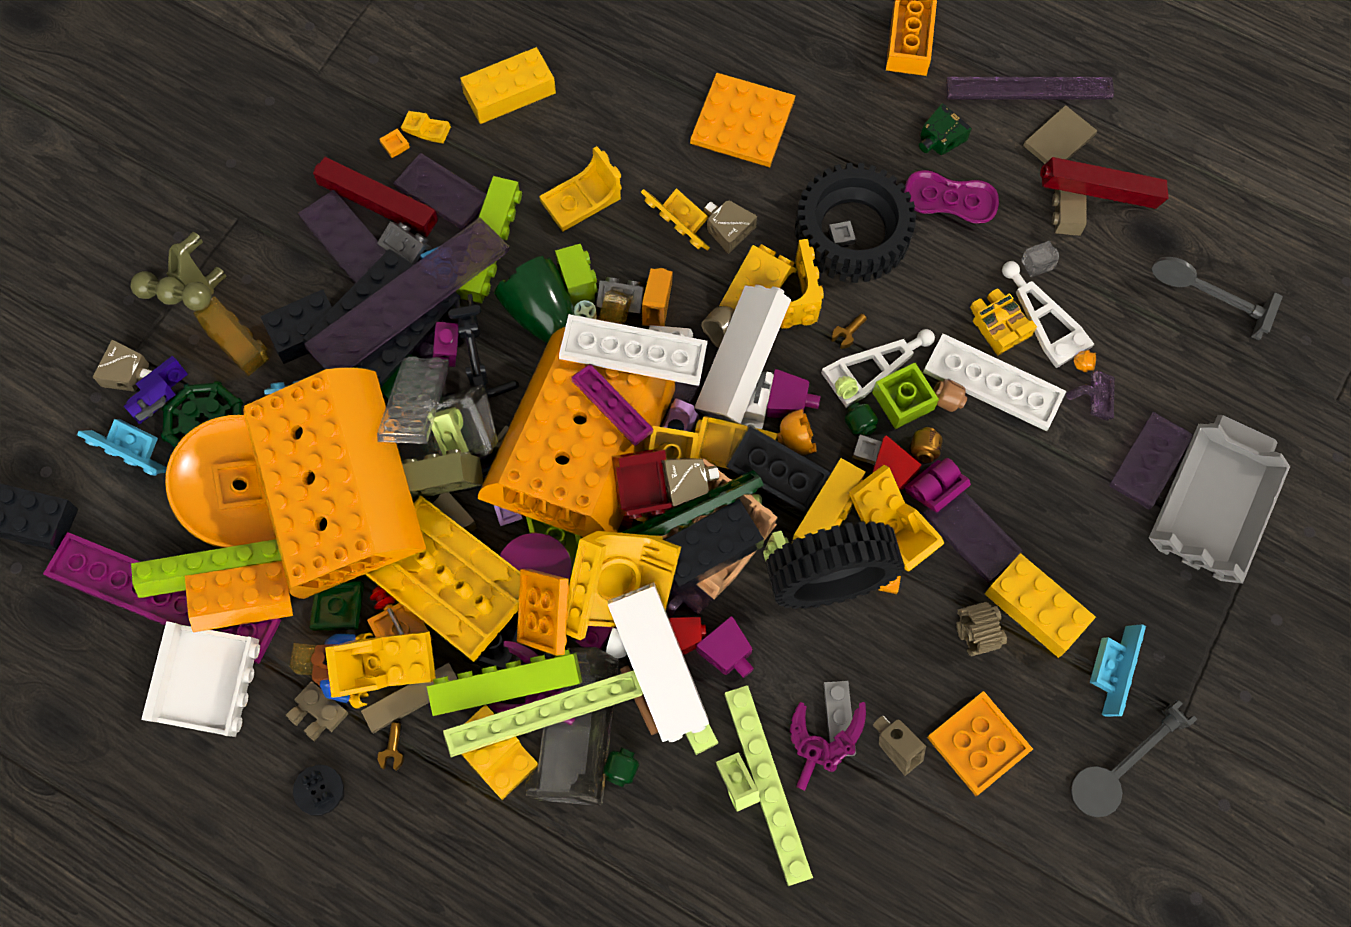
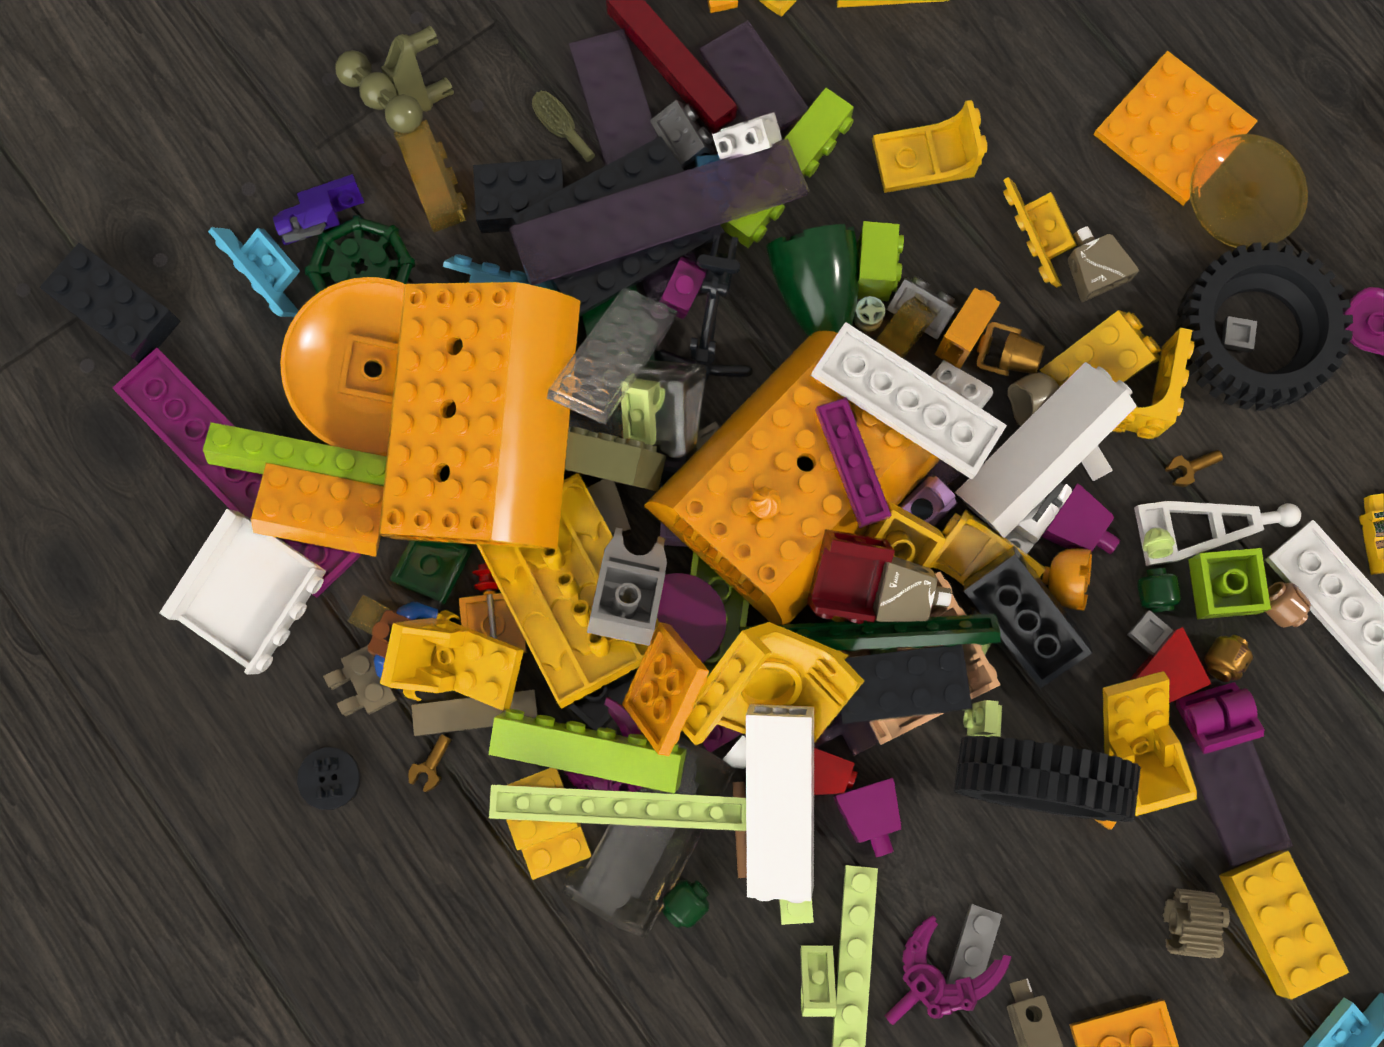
camera: 25 degrees right, 10 degrees up
(121, 368) = (289, 165): dark tan torso -> none
(311, 268) = (559, 121): none -> olive piece
(451, 226) = (748, 137): none -> white hips
(489, 558) = (630, 580): none -> light grey brick
(561, 452) = (765, 502): none -> light orange plate
(699, 301) = (1018, 354): none -> pearl gold piece
(781, 353) = (1096, 464): none -> white sticker
(807, 140) = (1248, 191): none -> clear yellow dish
(833, 501) = (1064, 697): yellow brick -> none

